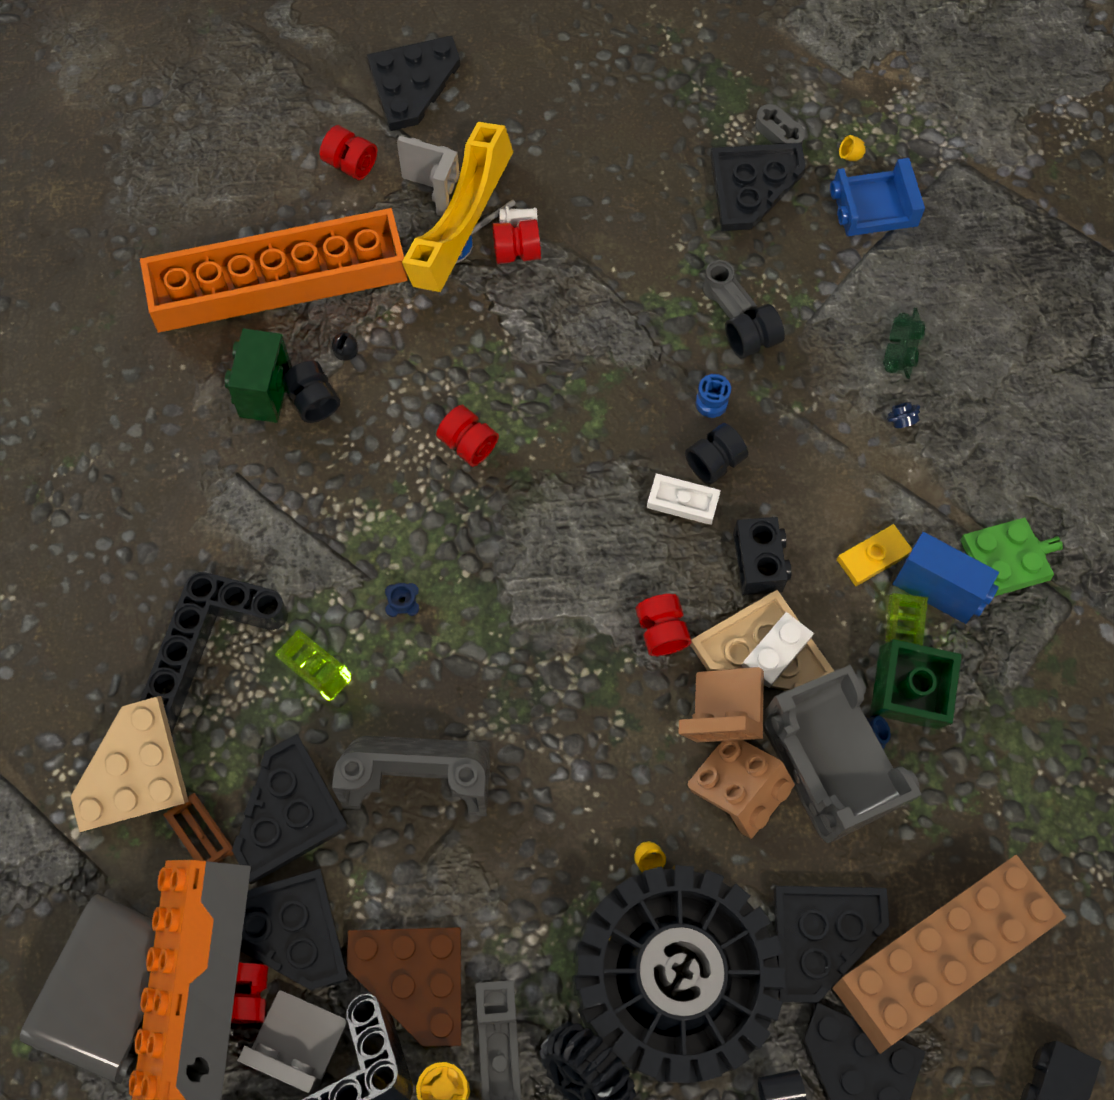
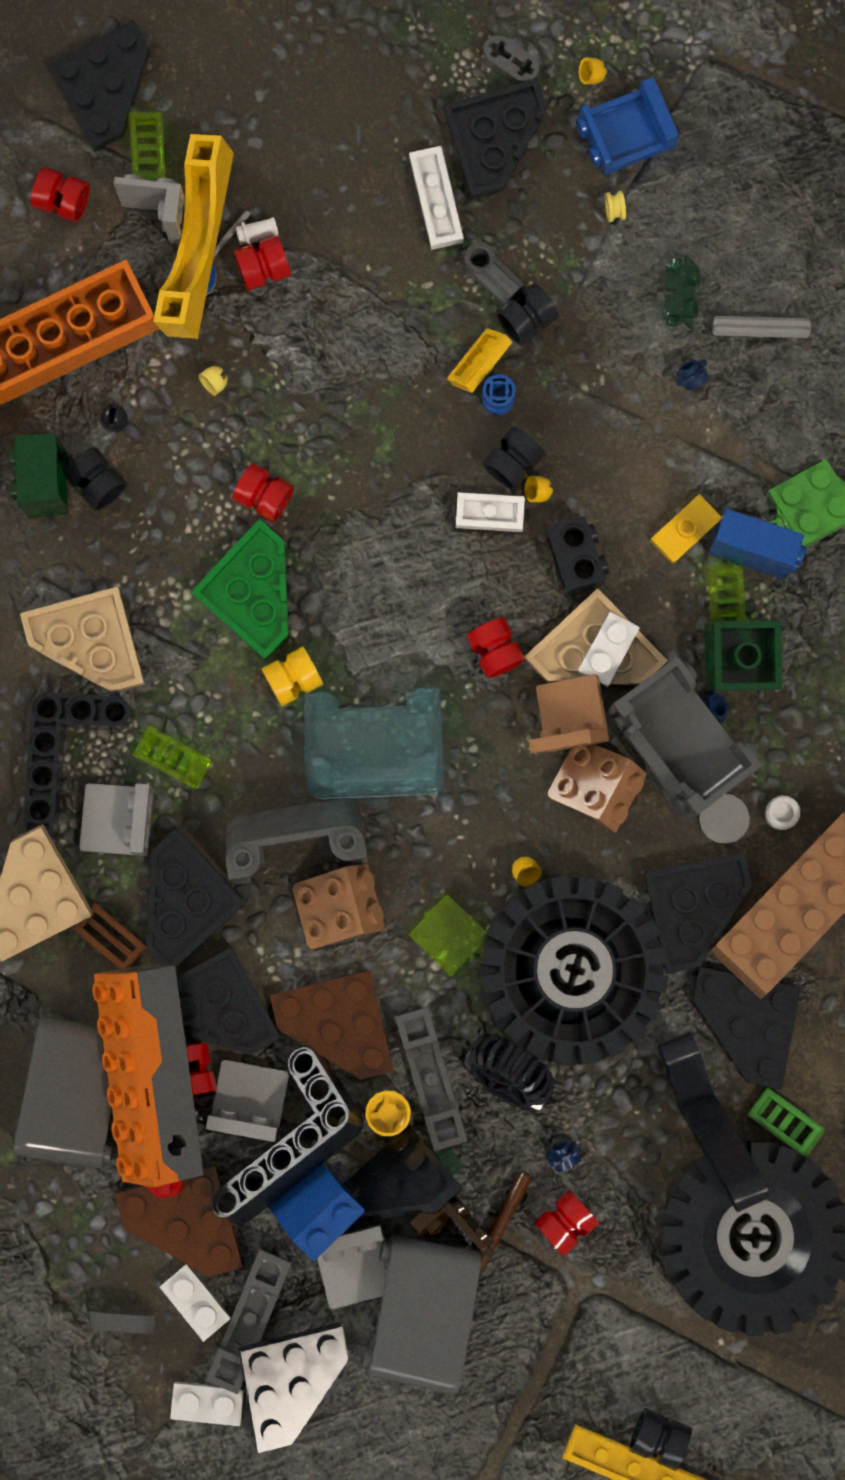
camera: 10 degrees left, 15 degrees up
(241, 713) = (116, 819): none -> light grey bracket
(262, 534) = (88, 638): none -> tan plate
(398, 591) = (231, 669): dark blue plate -> none
(433, 523) = (251, 590): none -> green plate
(442, 111) = (147, 118): none -> clear neon green slope
(444, 850) = (338, 906): none -> medium nougat bracket
(445, 331) = (212, 380): none -> light yellow hinge
(453, 610) = (292, 676): none -> yellow wheel
(517, 699) = (373, 747): none -> clear light blue windscreen
(552, 909) = (448, 935): none -> clear neon green piece
(689, 221) = (436, 197): none -> white plate
(701, 363) = (479, 360): none -> yellow plate
(734, 487) = (537, 489): none -> yellow hinge
(854, 259) = (615, 206): none -> light yellow bush
(869, 850) = (725, 820): none -> light grey piece
(931, 856) = (782, 812): none -> white tile
(977, 388) = (761, 326): none -> light grey axle

